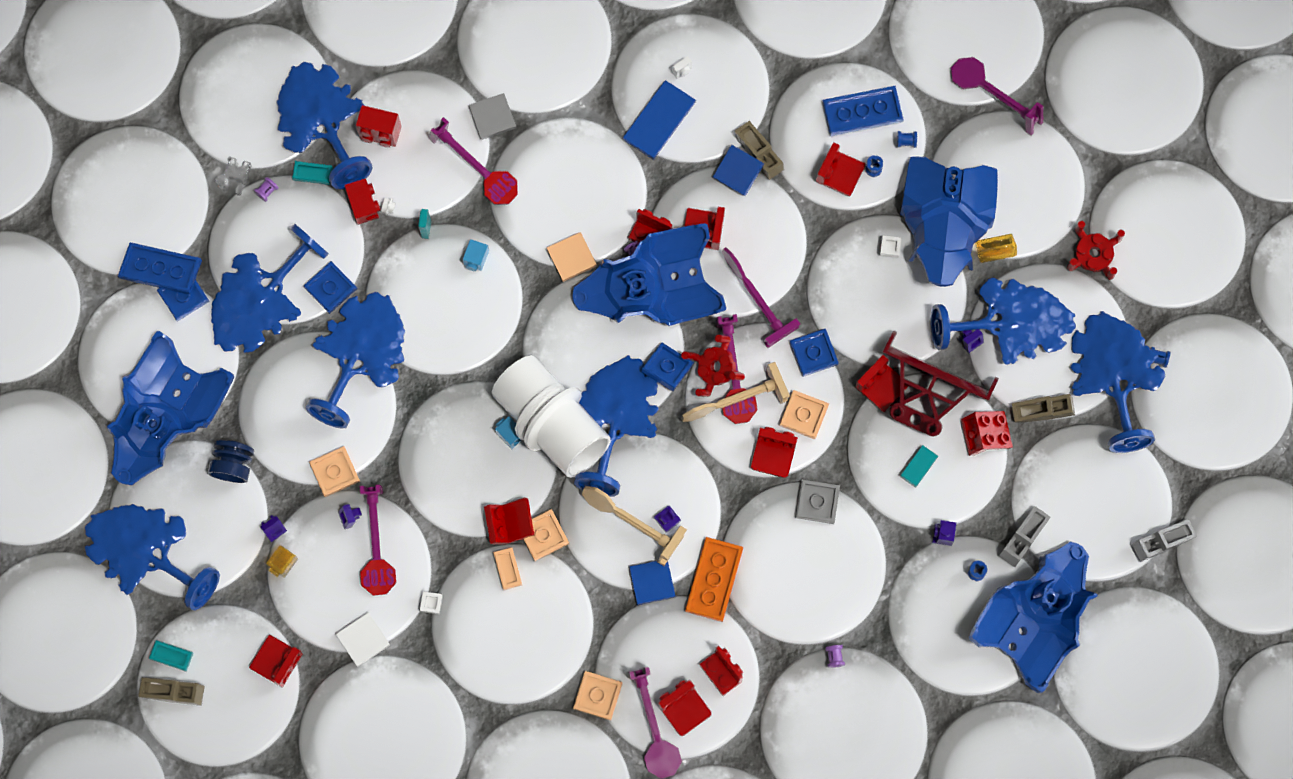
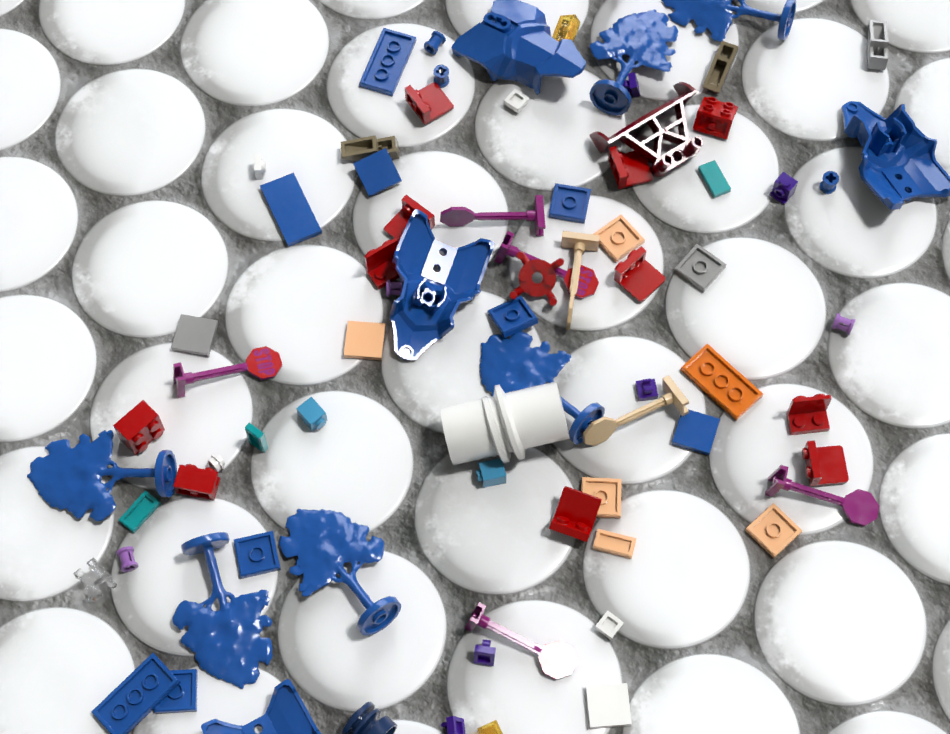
camera: 60 degrees left, 10 degrees down
(334, 471) = (433, 645): light nougat tile -> none
(1024, 536) = (819, 135): light grey slope -> none

